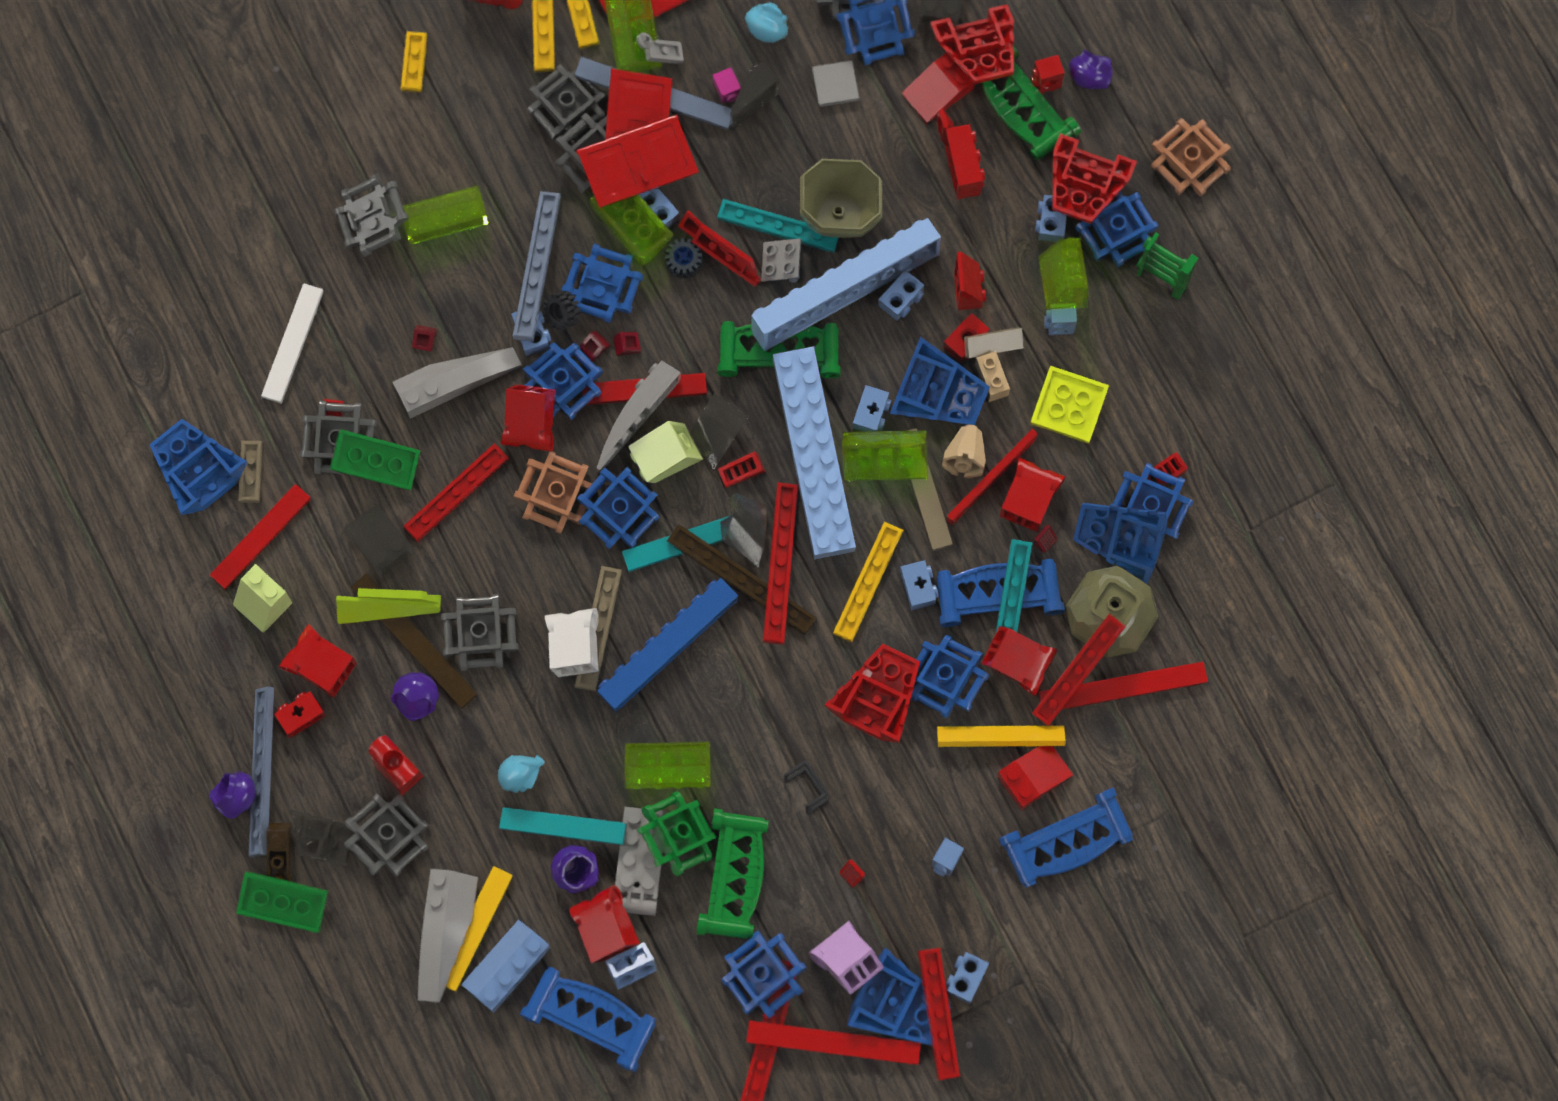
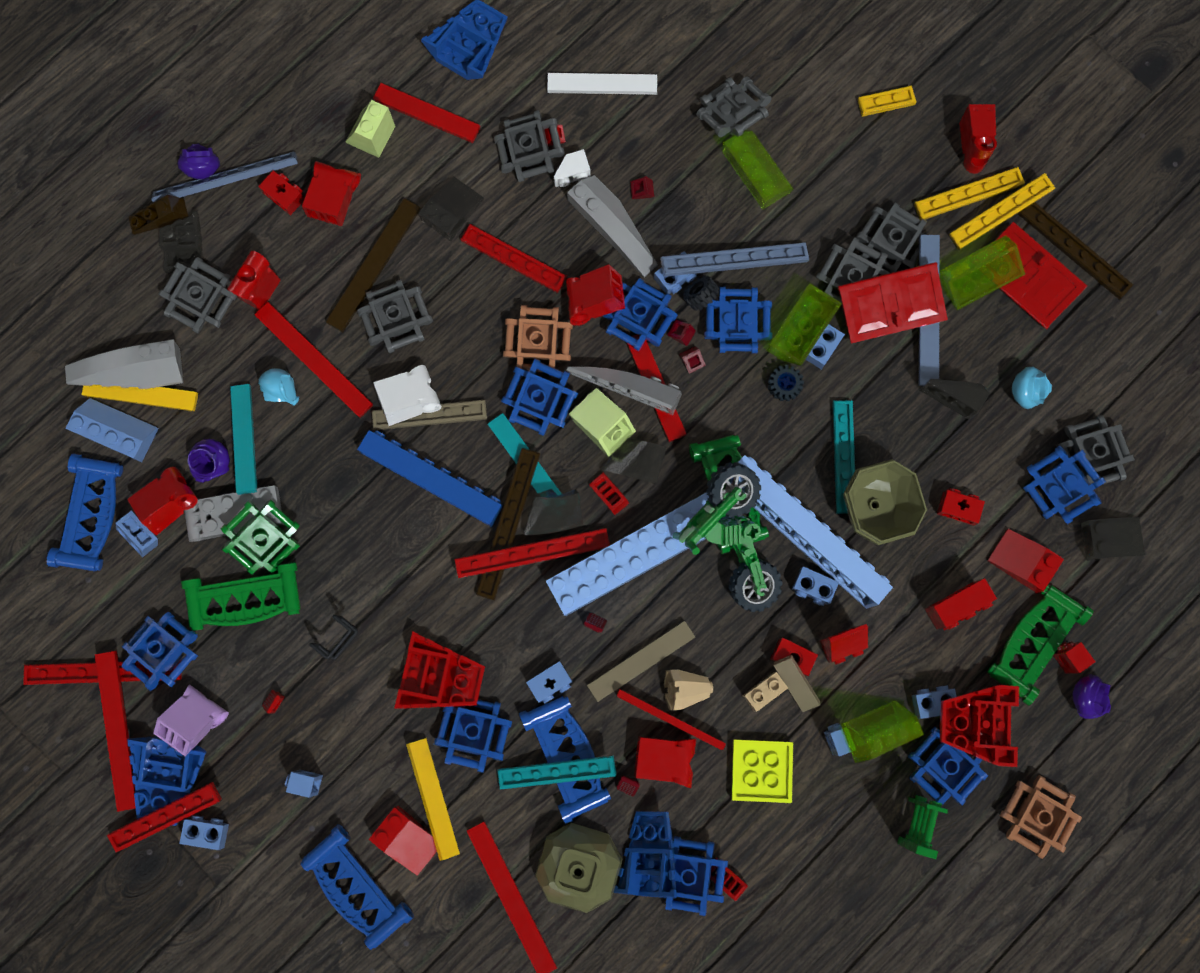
camera: 75 degrees right, 5 degrees up
(251, 477) = (480, 87): dark tan tile -> none
(282, 902) = (119, 230): green tile -> none
(375, 460) = (517, 180): green tile -> none
(378, 400) = (573, 168): none -> white slope
(385, 604) = (394, 229): lime wedge -> none
(415, 695) = (323, 279): dark purple helmet -> none
(497, 733) = (313, 359): none -> red tile
(637, 161) = (858, 312): red door -> none
(660, 49) = (970, 302): light grey hinge -> none
(667, 765) = (323, 511): clear neon green slope -> none
(720, 248) = (803, 411): red wedge -> none
(726, 85) = (960, 369): dark pink brick -> none
(781, 260) = (812, 469): light grey hinge -> none
(835, 83) = (995, 466): light grey tile -> none
(861, 140) = (949, 507): none -> red brick
(868, 582) = (540, 636): yellow tile -> none
(870, 348) = (730, 500): none -> piece
(871, 399) = (709, 587): medium blue brick -> none
(872, 523) = (595, 623): none -> dark red slope
(885, 455) = (659, 616): clear neon green slope -> none
(939, 388) = (736, 646): blue wedge -> none
(943, 123) = (992, 575): red slope -> none
(980, 47) = (1077, 587): red wedge -> none
(1019, 659) = (505, 795): red piece -> none
(1079, 669) = (509, 855): red tile -> none

